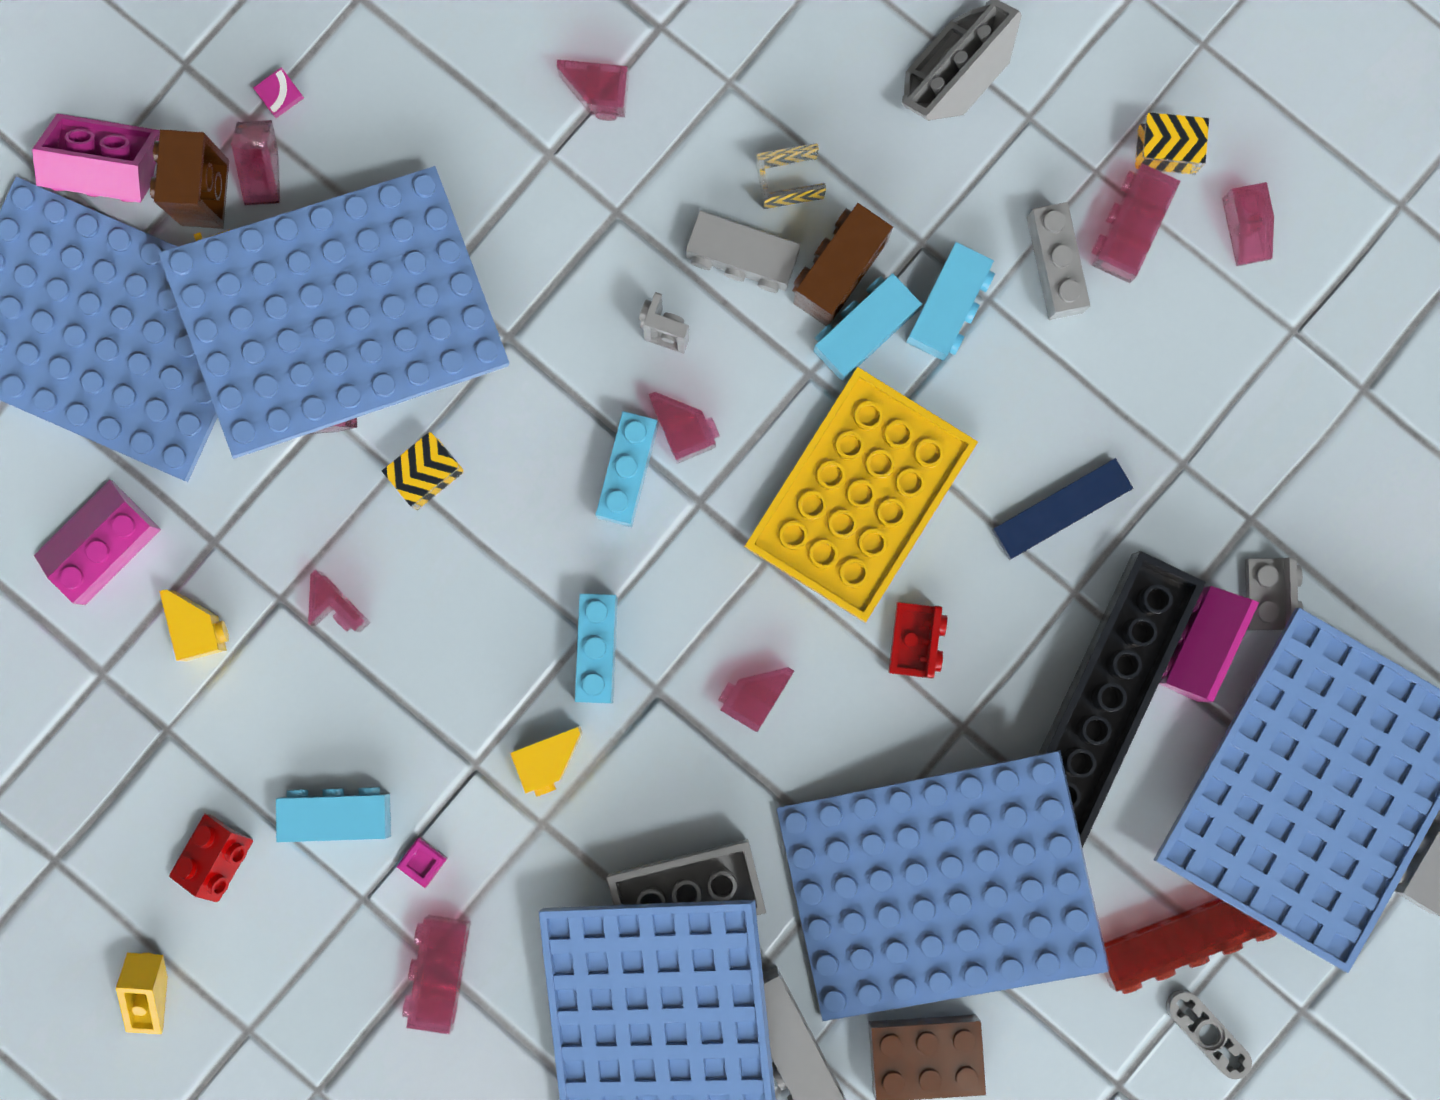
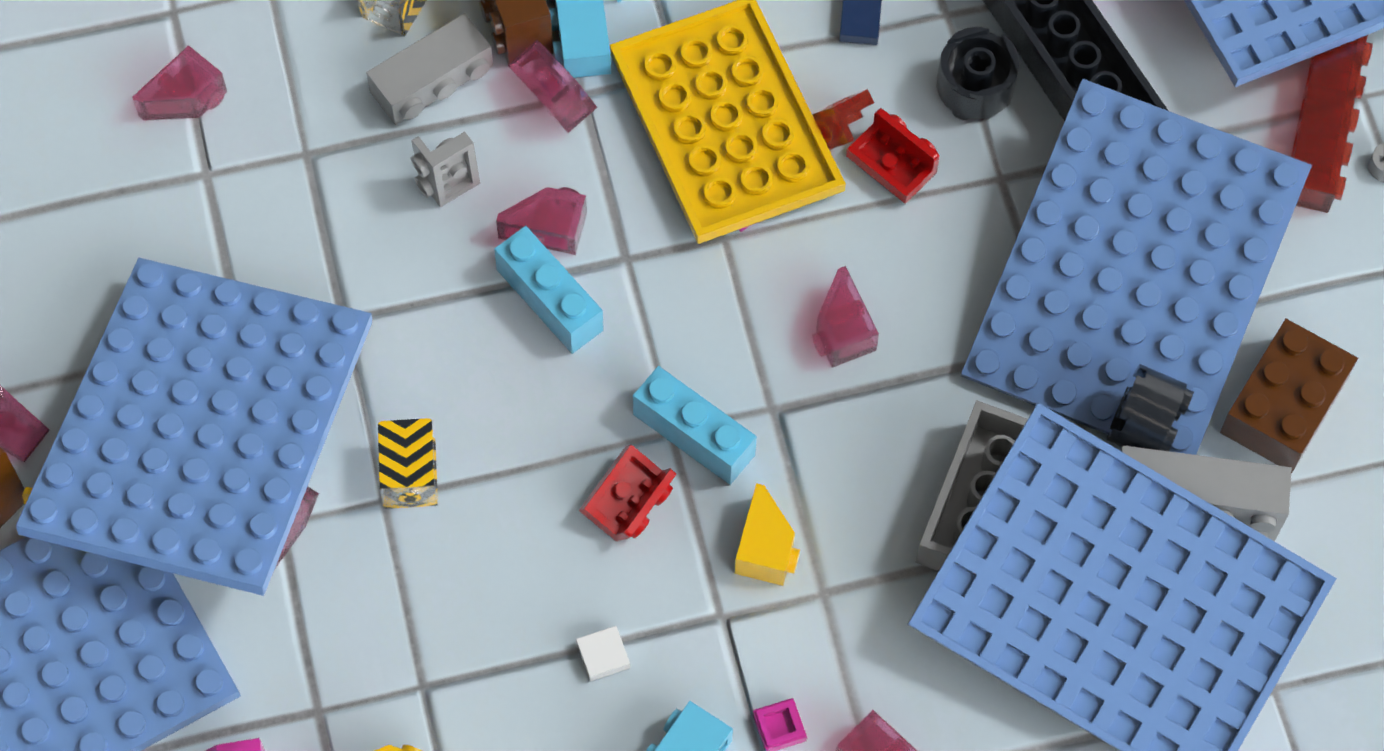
camera: 55 degrees left, 20 degrees down
(325, 597) = (456, 631): clear pink slope -> none
(387, 705) = (603, 653): none -> white tile
(512, 640) = (627, 495): none -> red bracket
(790, 352) = (552, 86): none -> clear pink slope
(824, 975) = (1149, 411): none -> black brick
(925, 576) = (835, 118): none -> clear red bracket
(1050, 654) = (977, 73): none -> black brick

